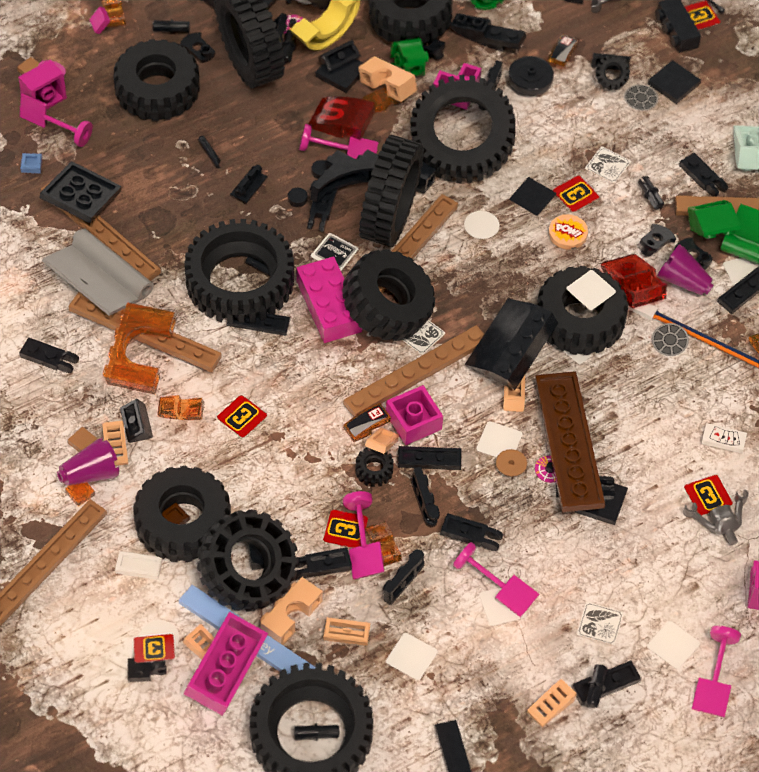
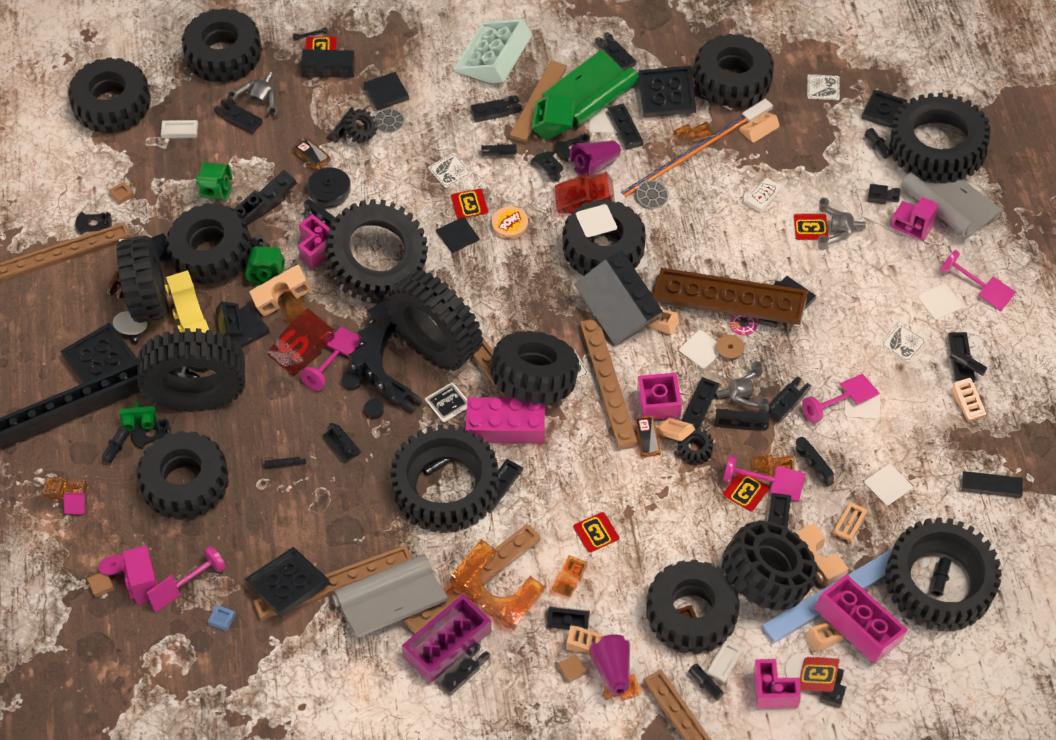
camera: 65 degrees left, 0 degrees up
(69, 328) = (446, 638): none -> magenta brick
(108, 554) = (705, 681): none -> black axle
(117, 607) = (774, 691): none -> dark pink brick
(208, 29) = (138, 415): none -> green hips
(463, 487) = (742, 388): none -> flat silver piece
(481, 224) = (470, 282): white sticker -> none

